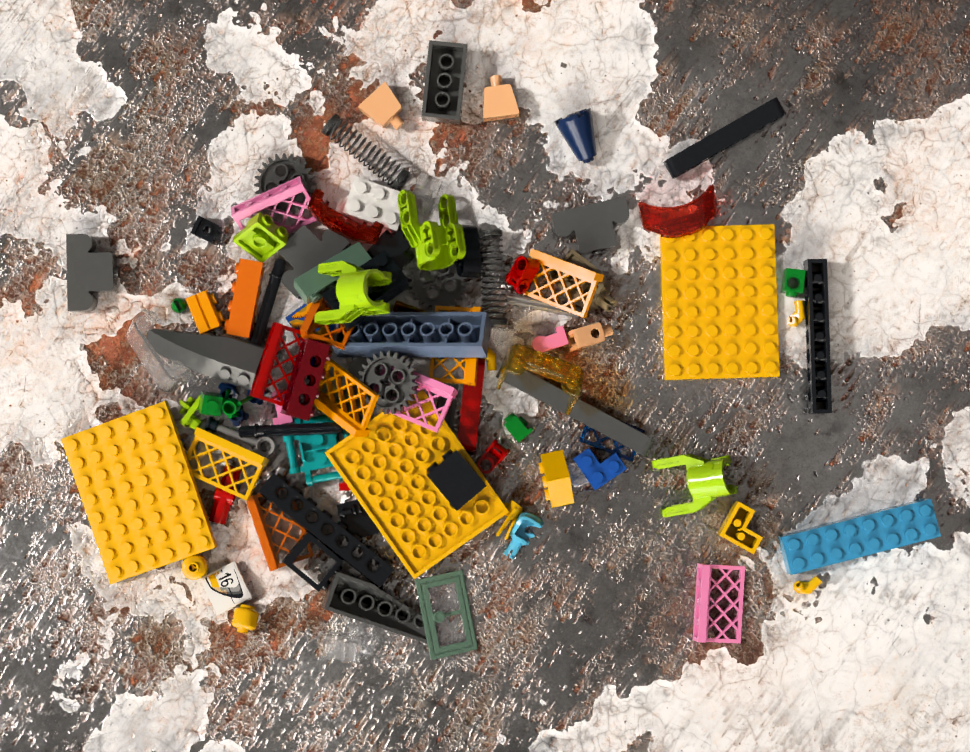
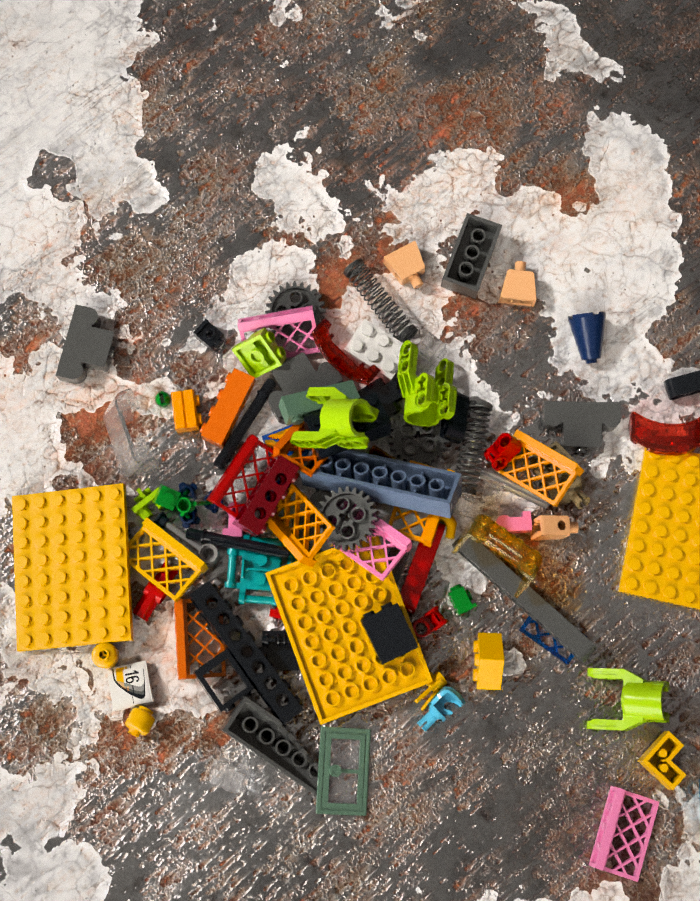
camera: 15 degrees right, 10 degrees down
(214, 356) = (181, 452): dark grey wedge -> none
(599, 472) = (532, 665): blue brick -> none

